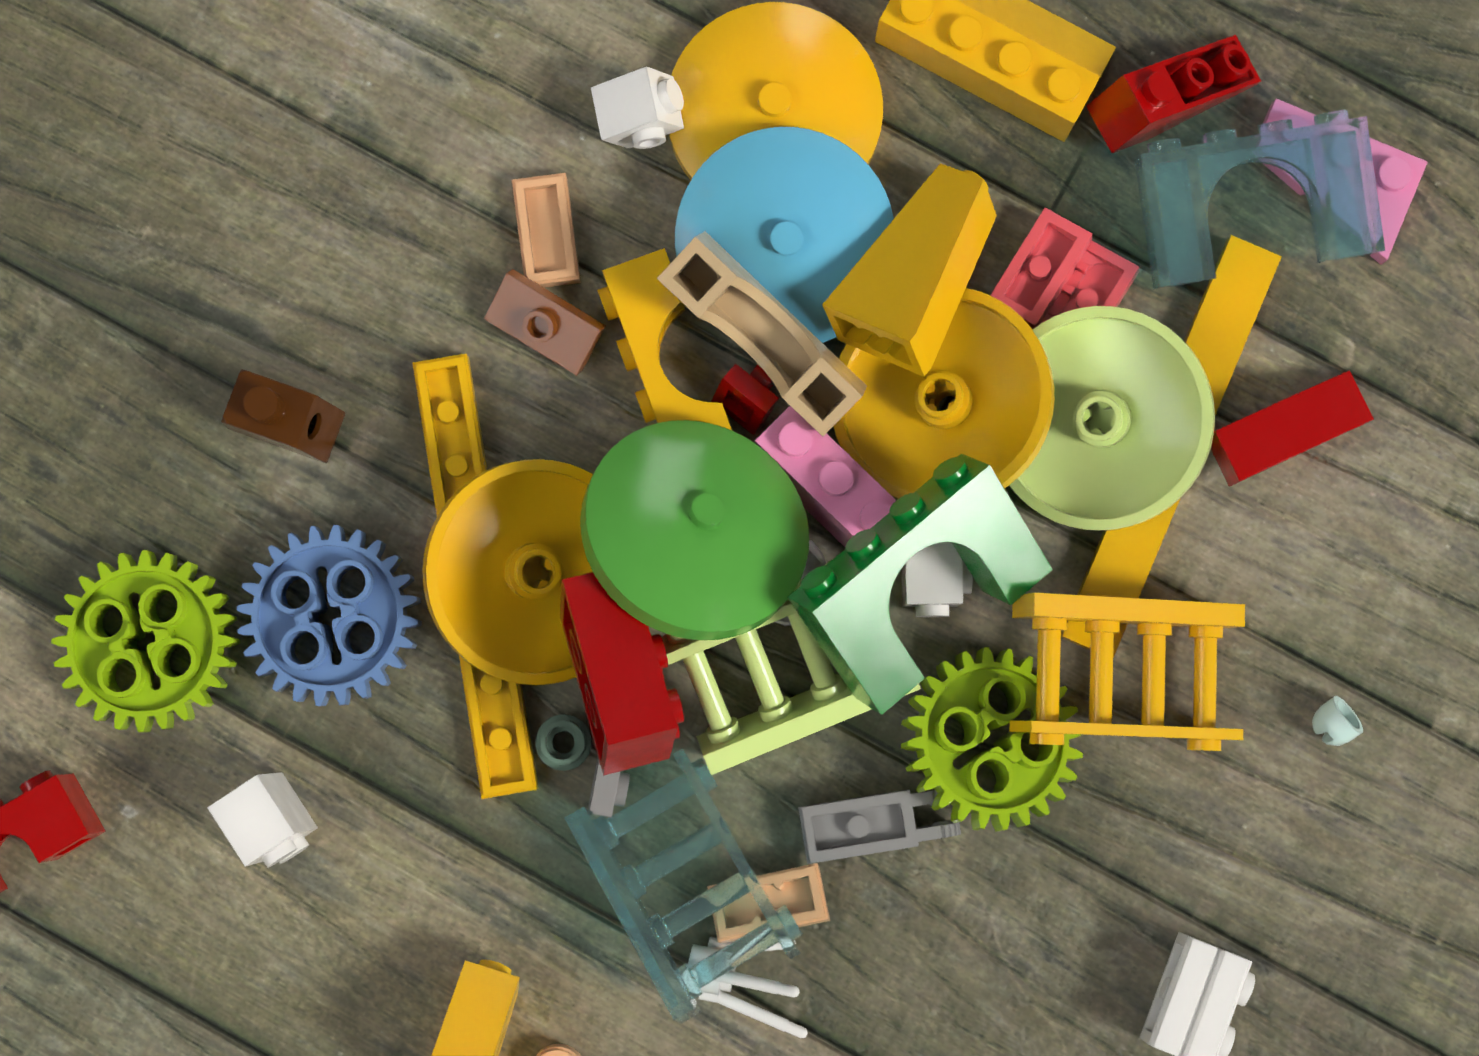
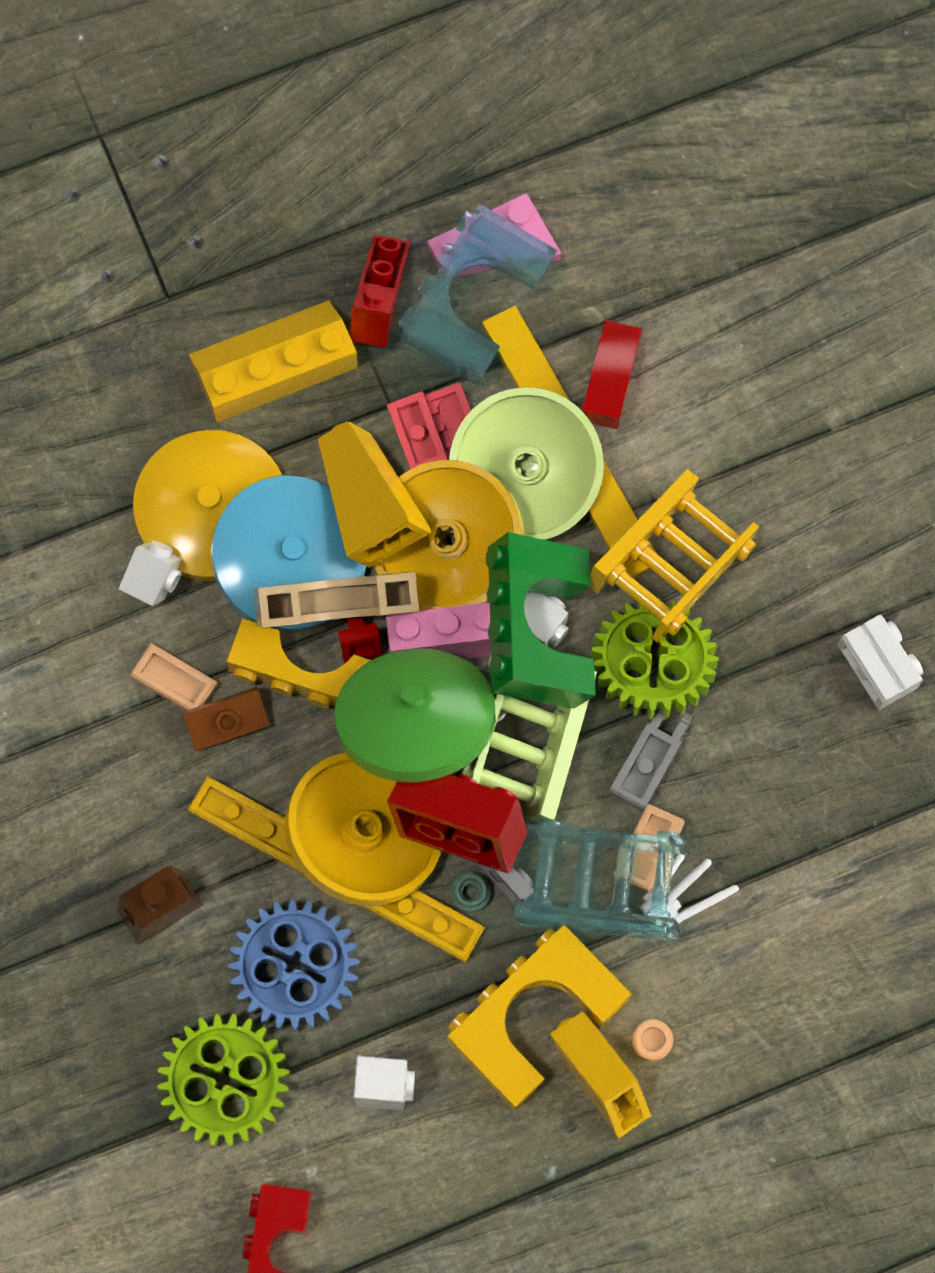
camera: 55 degrees left, 10 degrees down
(411, 883) = (559, 964): none -> yellow arch
(1337, 722) = (789, 472): light aqua hinge -> none

